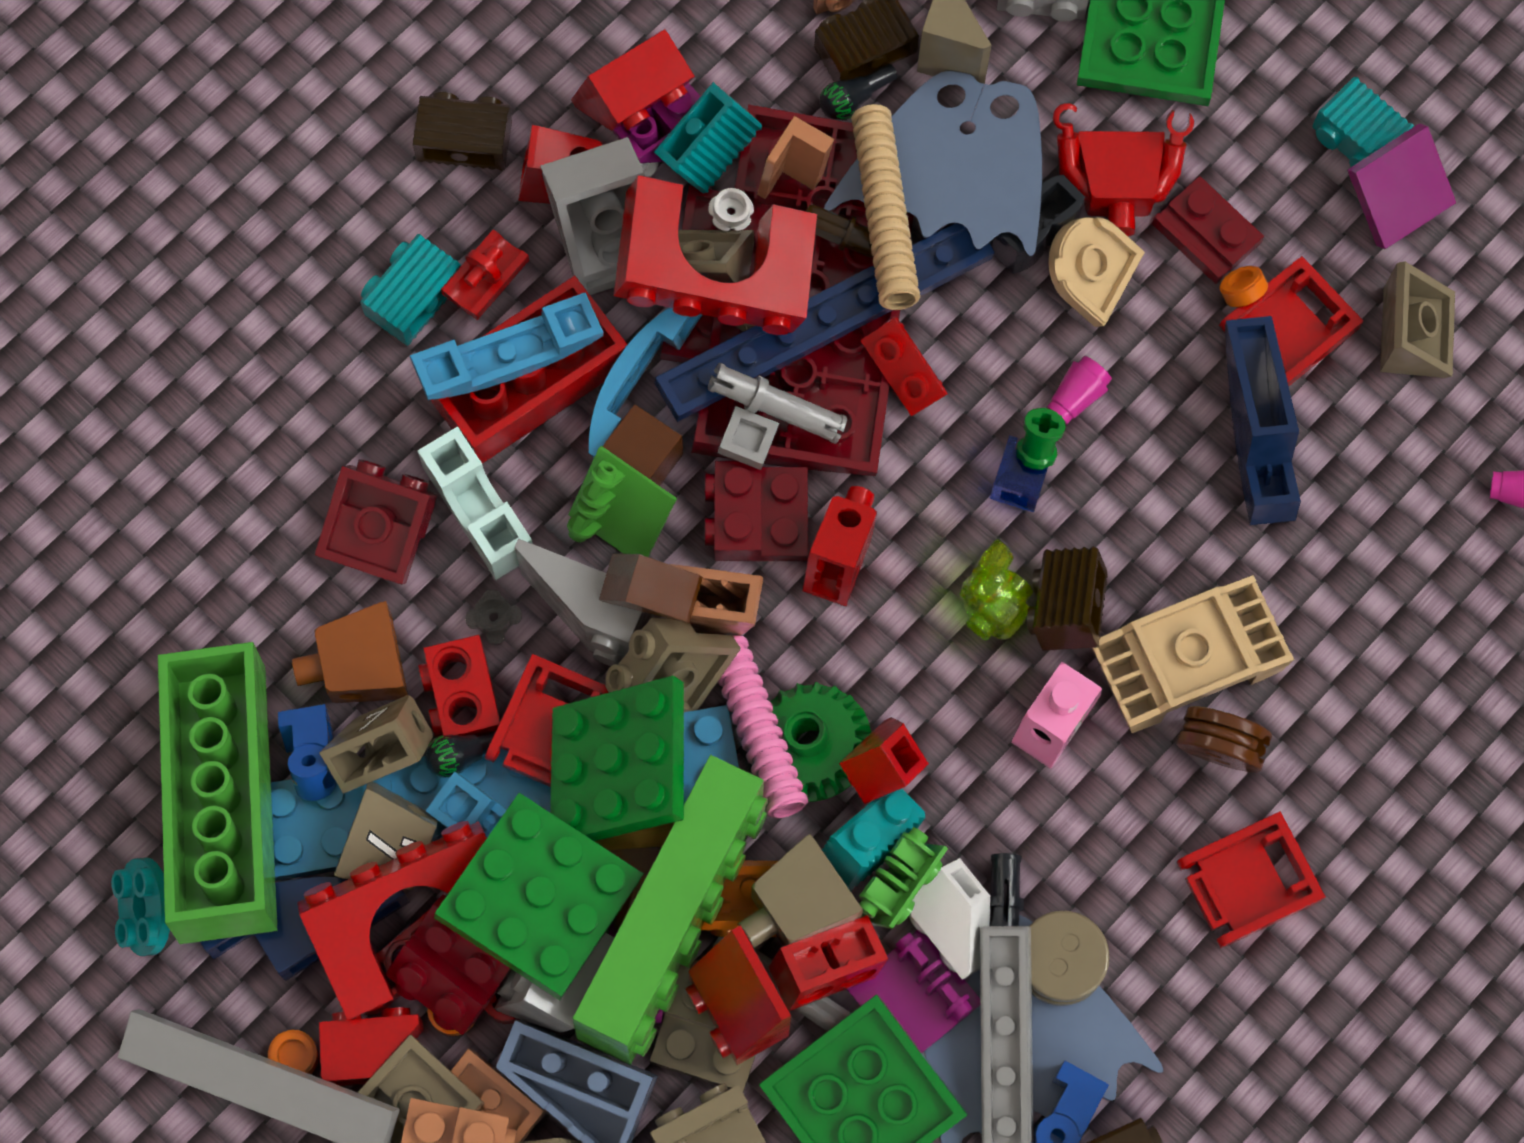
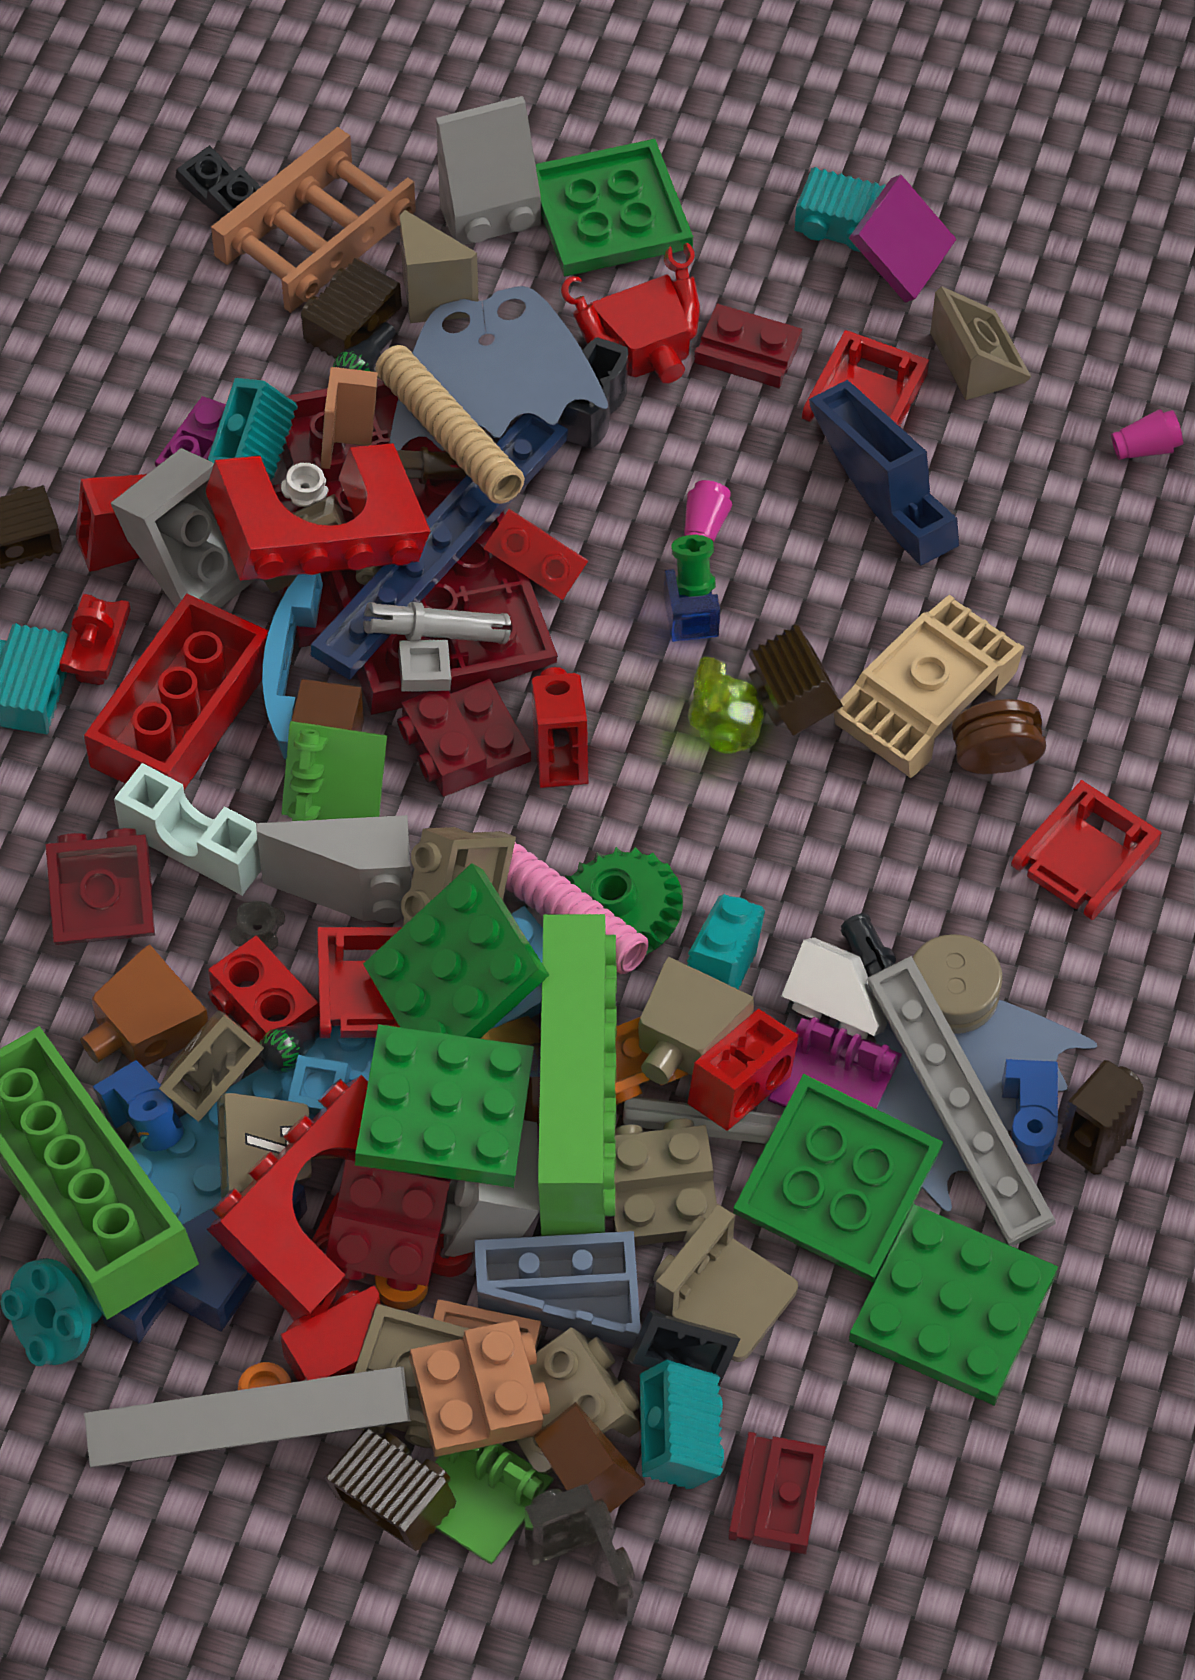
camera: 25 degrees left, 15 degrees down
(508, 353) = (164, 675): dark azure slope -> none
(634, 83) = (158, 410): red slope -> none
(650, 587) = (407, 800): reddish brown slope -> none
(725, 601) = (474, 793): nougat slope -> none
(738, 998) = (683, 1110): red slope -> none
(884, 761) = (702, 876): red slope -> none
(916, 864) = (772, 963): bright green hinge -> none
(1057, 713) = (838, 768): bright pink torso -> none
(1092, 266) = (662, 409): tan tile -> none
(1243, 286) = (807, 374): orange tile -> none

